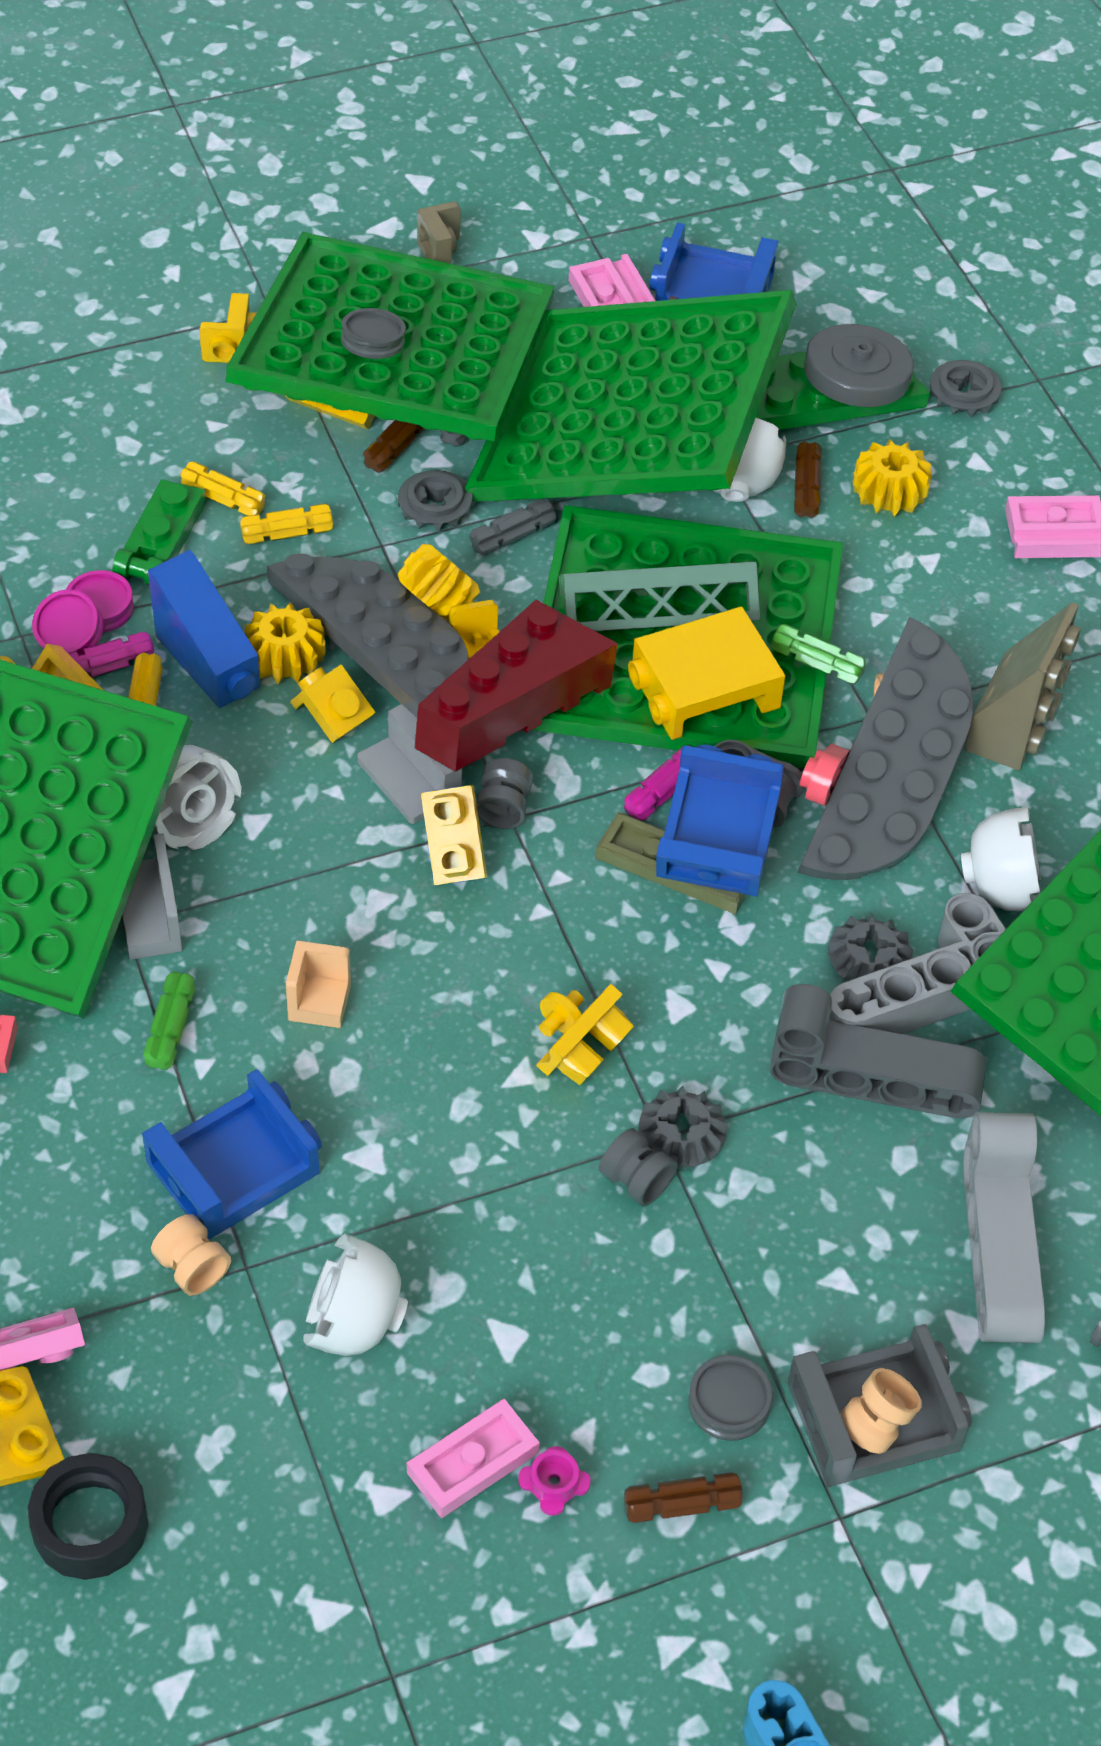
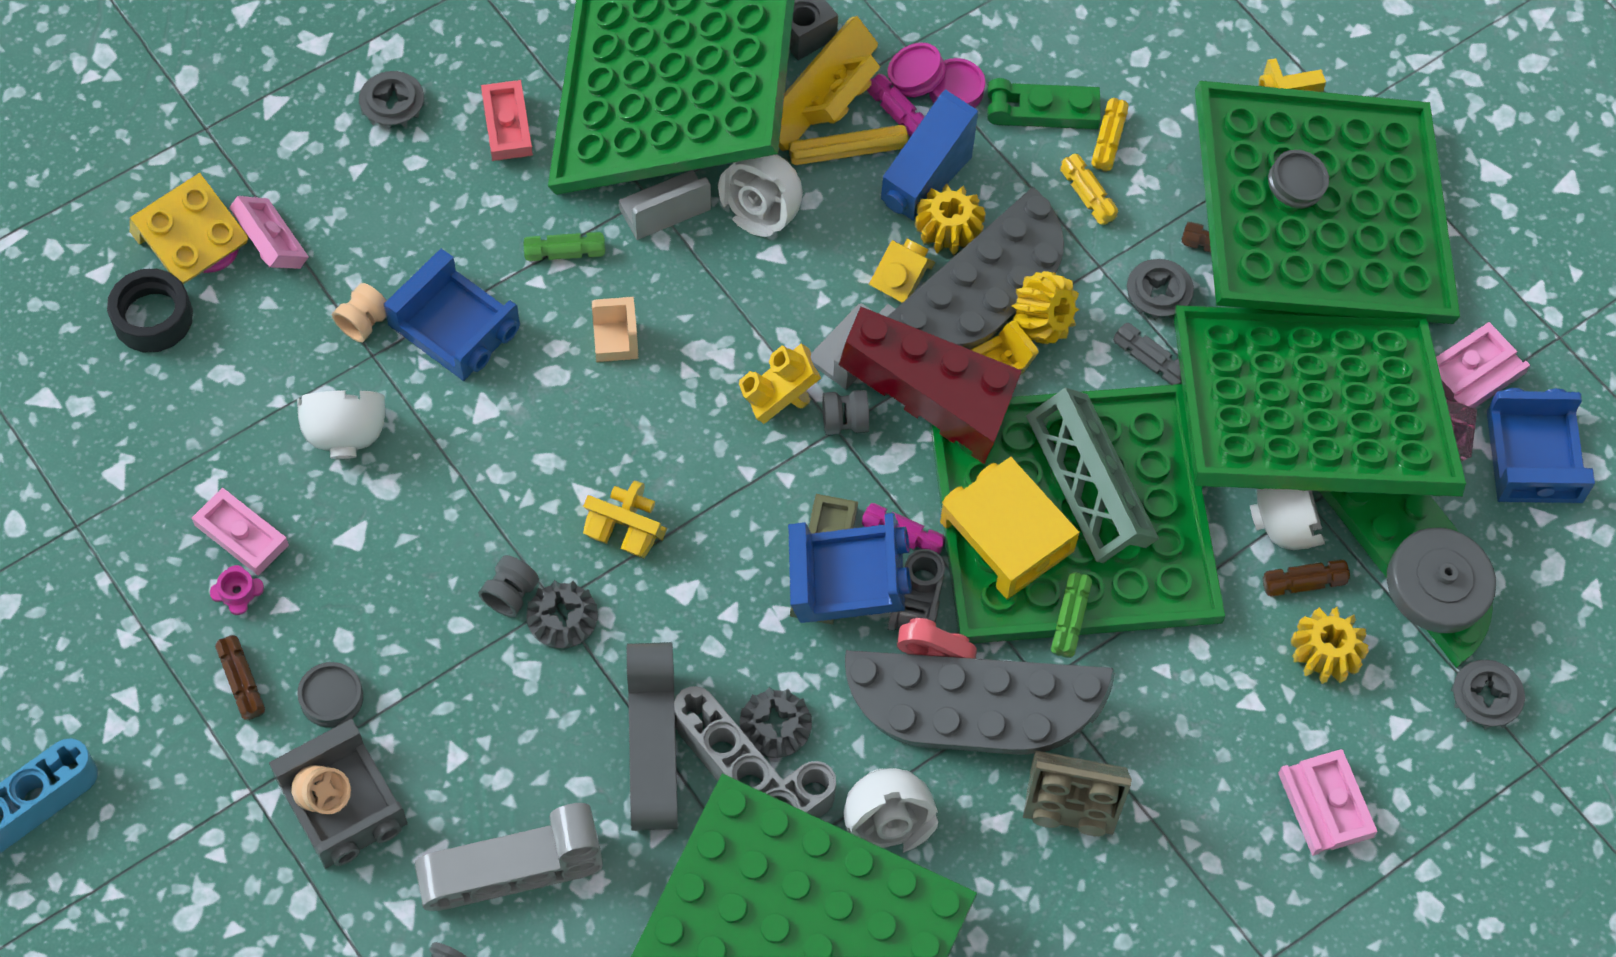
camera: 75 degrees right, 10 degrees up
(438, 230) = (1486, 205): dark tan bracket -> none

